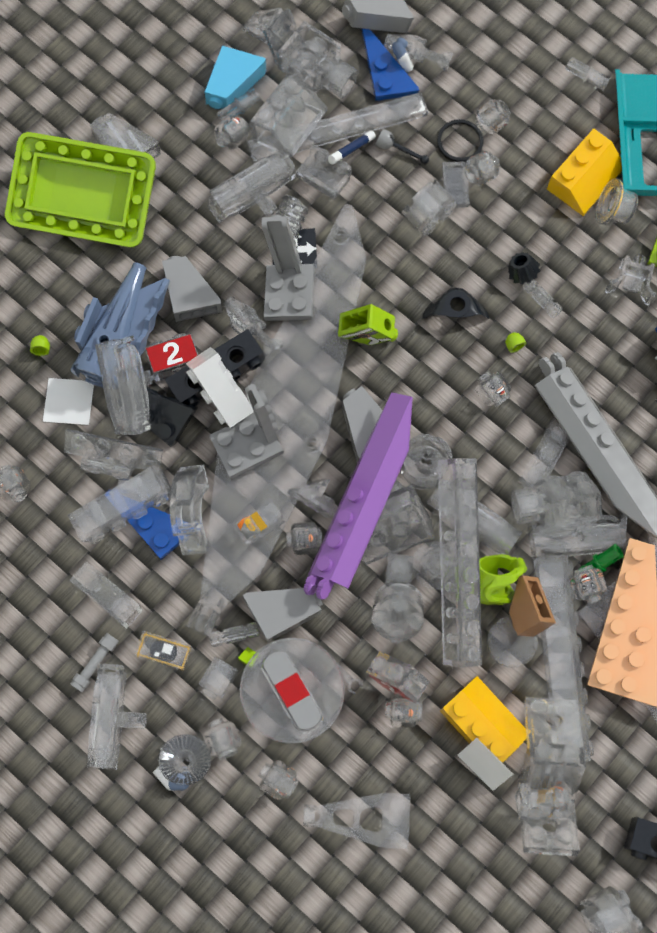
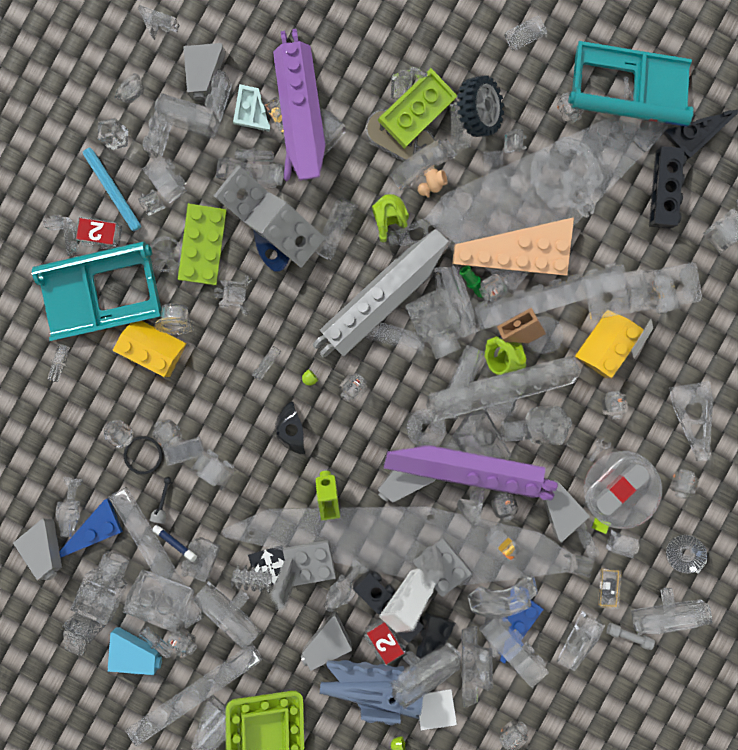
camera: 100 degrees left, 15 degrees up
(167, 135) = (194, 694): none -> clear tile
(222, 739) = (666, 530): clear head -> none
(397, 677) = (596, 415): clear brick -> none
(399, 49) = (81, 519): arm -> none
(523, 268) = (247, 383): black piece -> none

